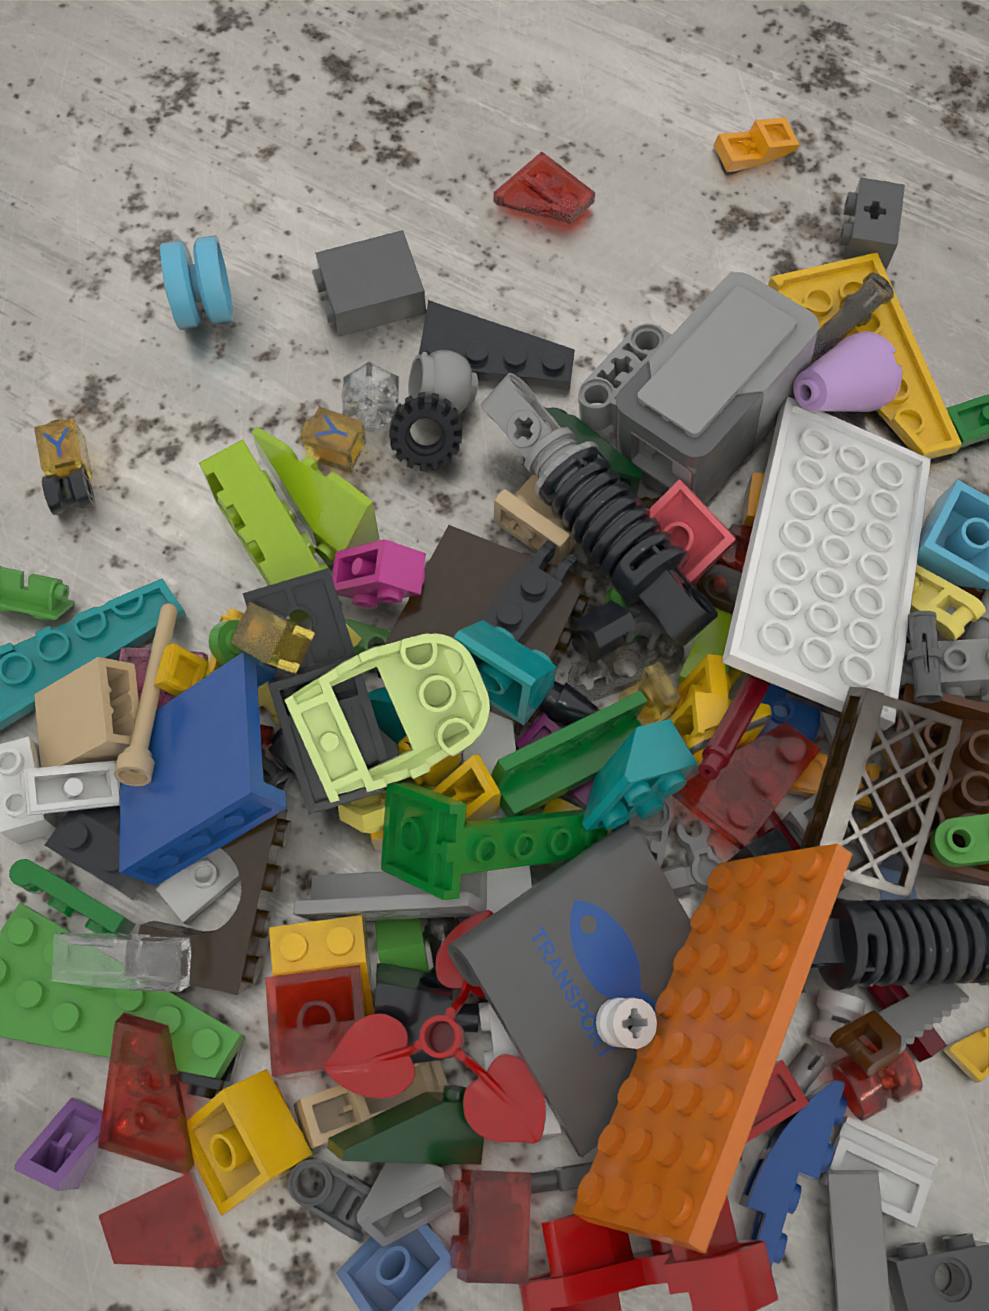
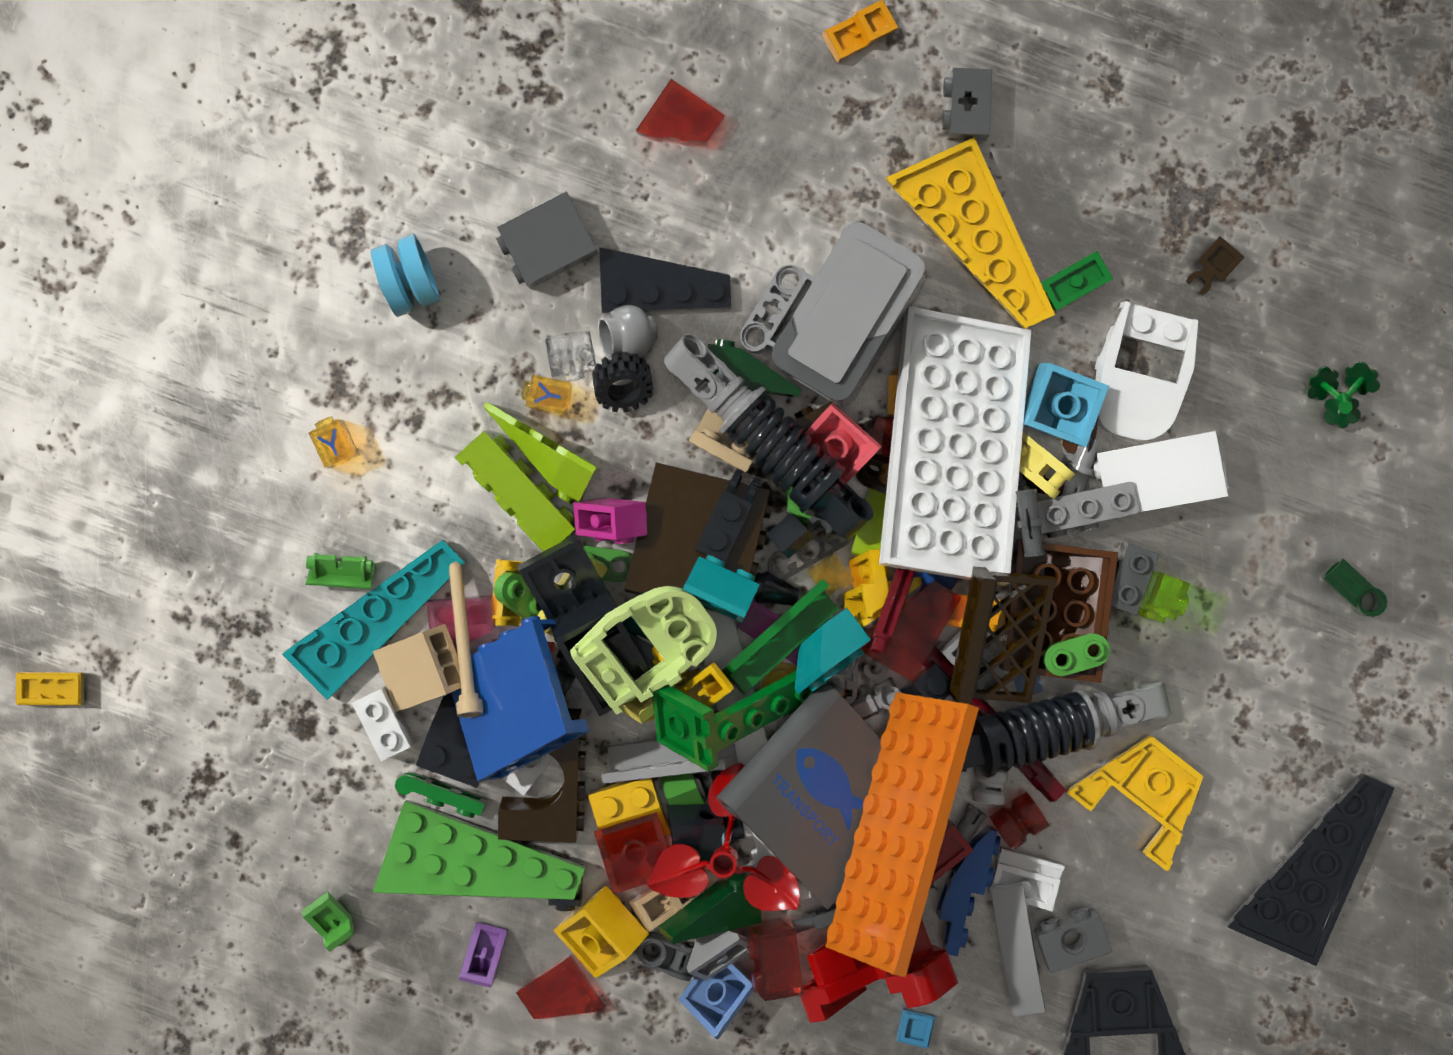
camera: 10 degrees left, 20 degrees up
(68, 491) = (347, 477): black wheel -> none
(70, 787) = (424, 723): white slope -> none
(122, 961) = (493, 838): clear slope -> none
(144, 1097) = (529, 919): clear red wing -> none
(179, 670) = (480, 622): yellow tile -> none
(272, 638) = (549, 604): clear yellow brick -> none
(613, 1023) = (836, 820): white wheel -> none
(851, 376) = (955, 280): lavender cone -> none
(853, 312) = (958, 208): clear smoke pin -> none
(896, 1026) = (1029, 789): piece -> none

